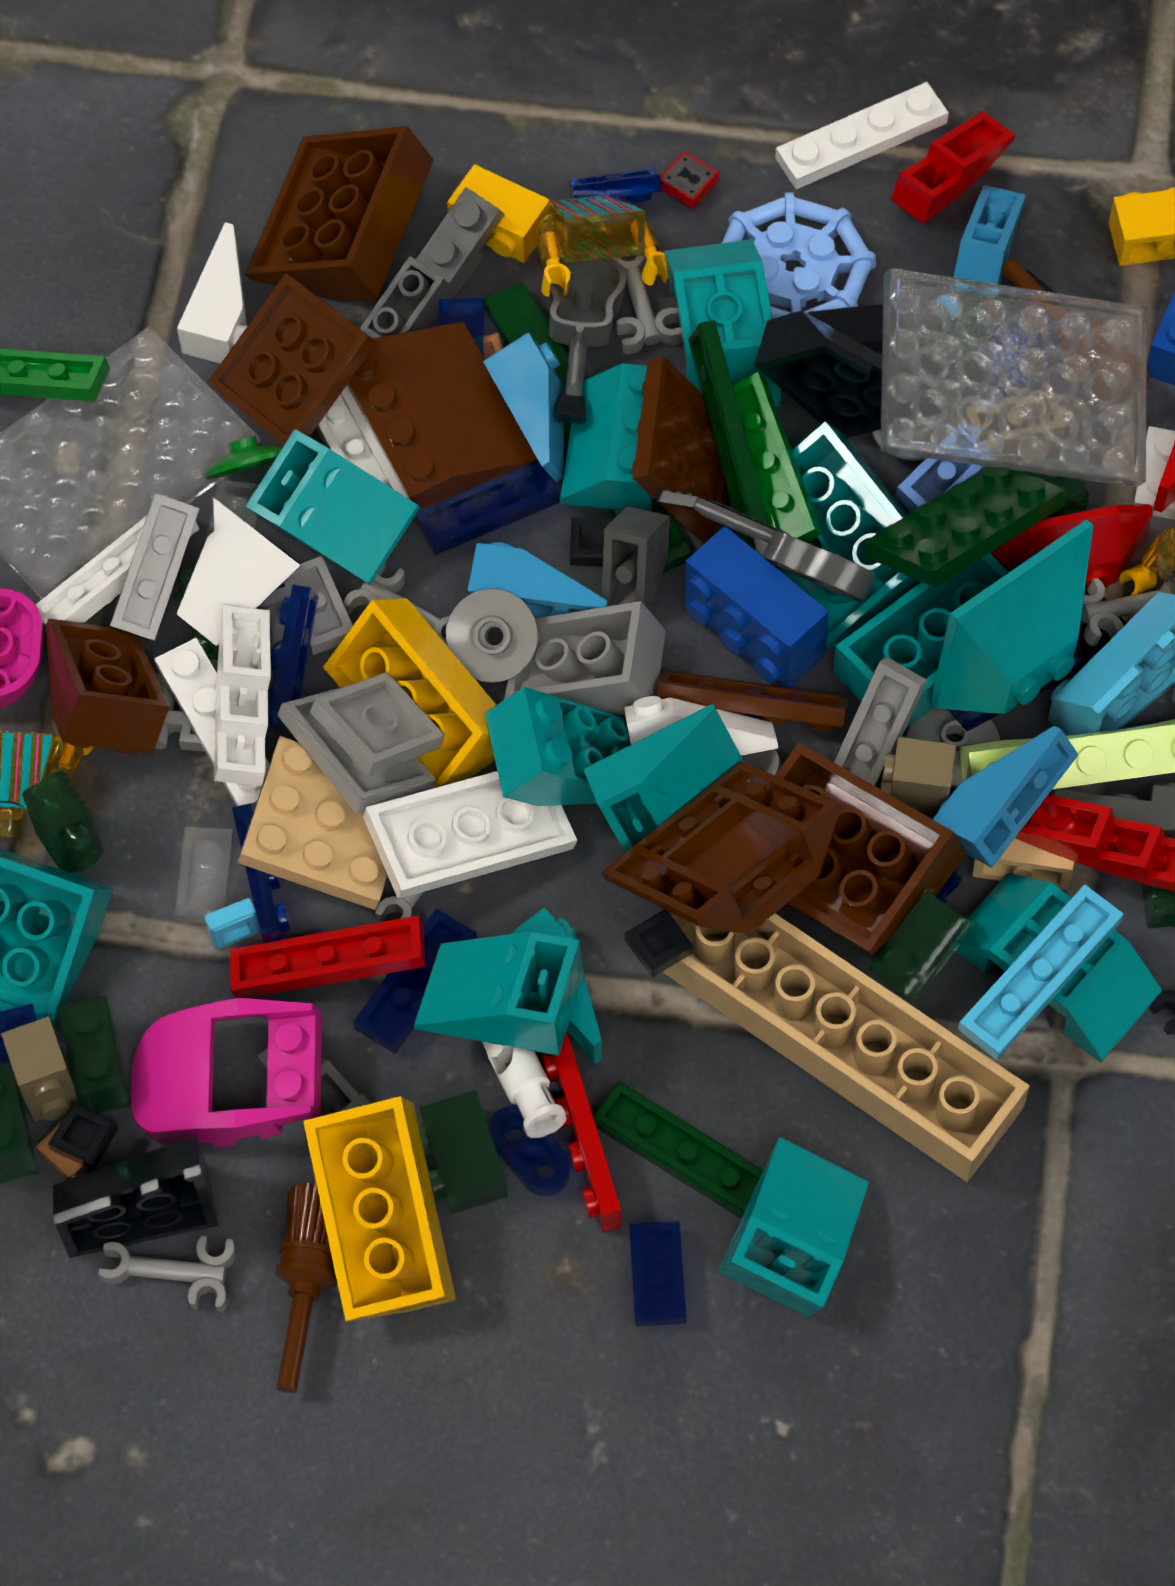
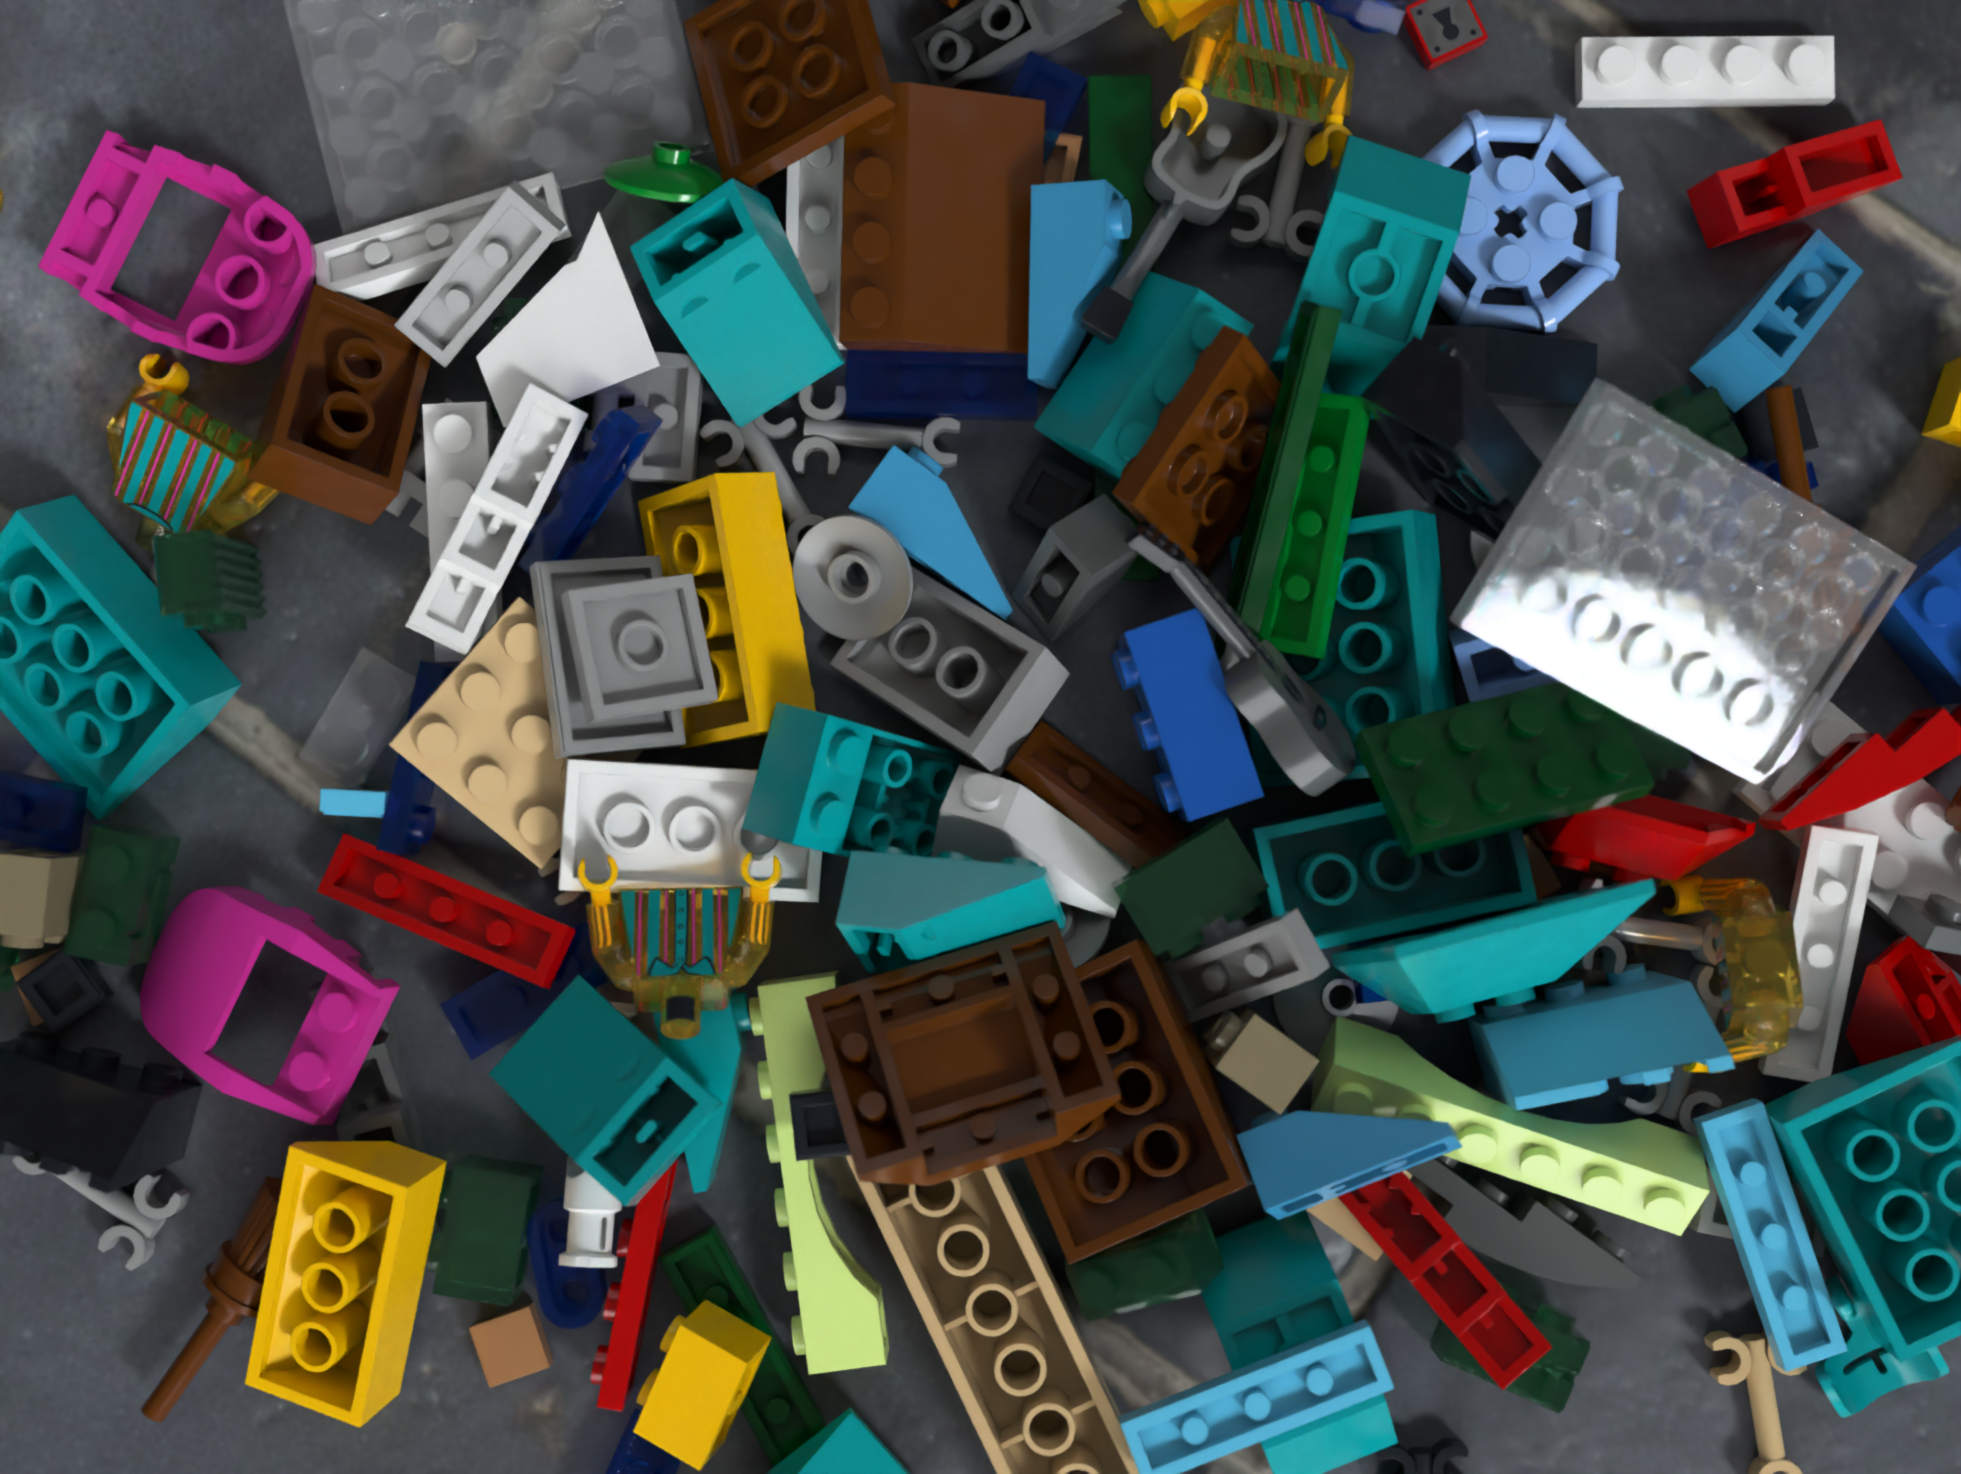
camera: 25 degrees right, 25 degrees up
(428, 570) = (825, 429): none -> light grey bar
(498, 890) = (680, 944): none -> clear yellow torso
(519, 1229) = (511, 1344): none -> medium nougat tile
(665, 1169) = (700, 1383): none -> yellow brick
(730, 1079) = (838, 1298): none -> yellowish green arch
(814, 694) = (1191, 887): none -> clear green brick

